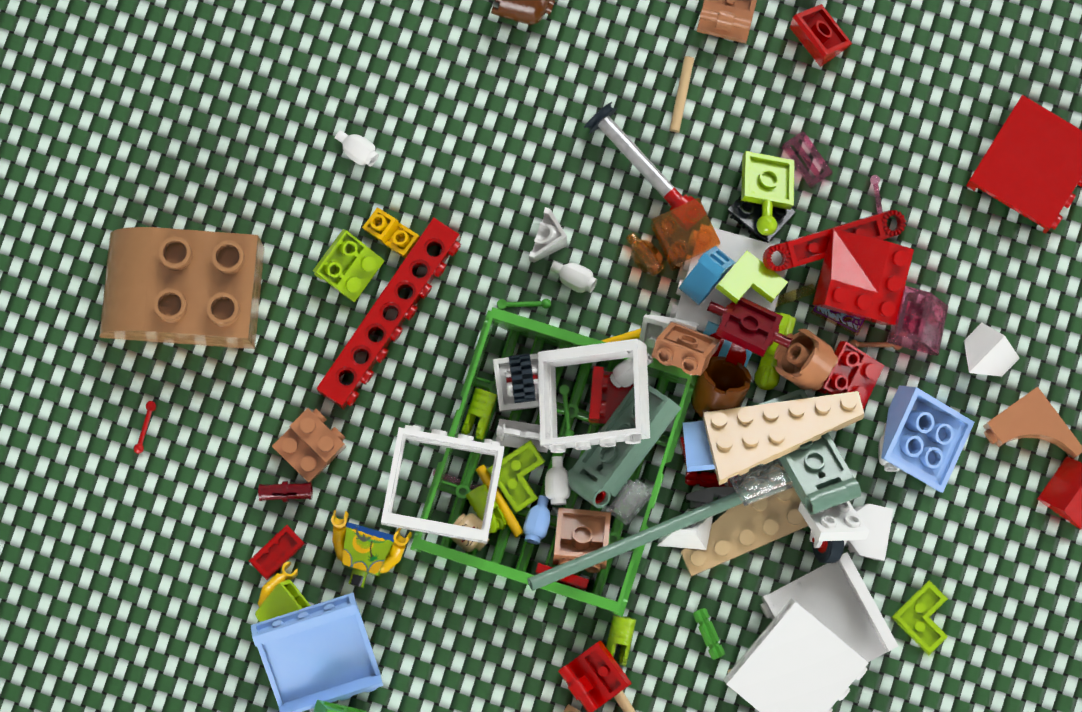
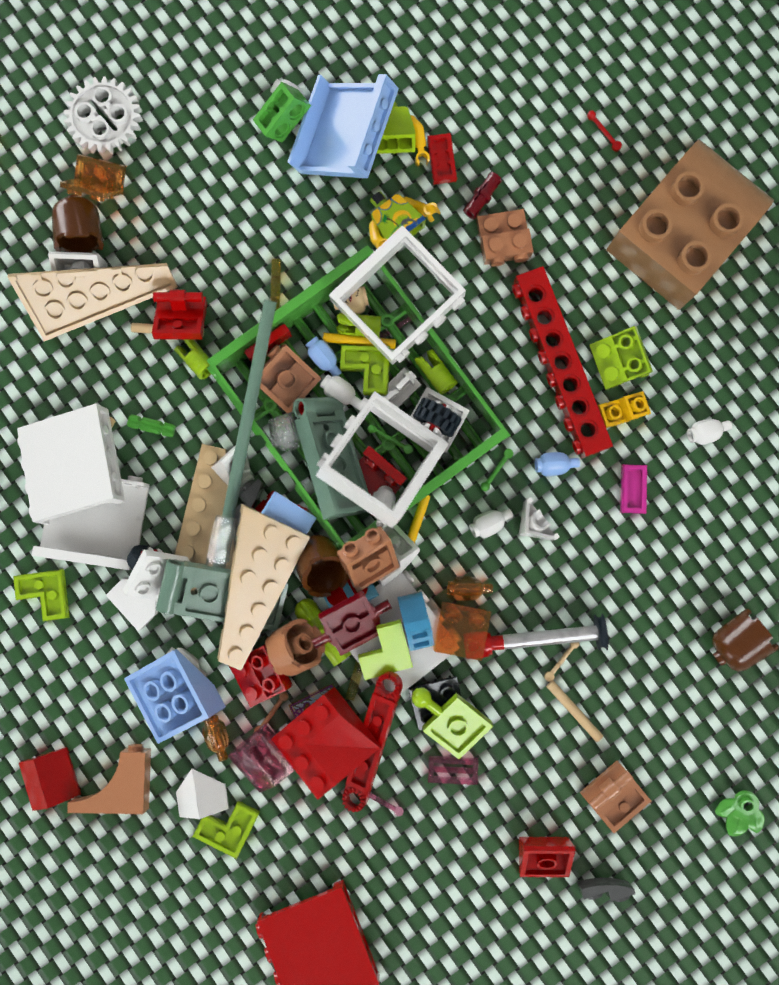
camera: 125 degrees right, 5 degrees up
(454, 176) = (633, 489): none -> dark pink tile
(483, 257) = (555, 463): none -> light blue plant
(509, 612) = (275, 281): none -> clear yellow bar
(667, 135) = (549, 676): none -> tan hinge
(931, 374) = (216, 736): none -> clear orange plant
(1002, 304) = (228, 836): none -> lime tile

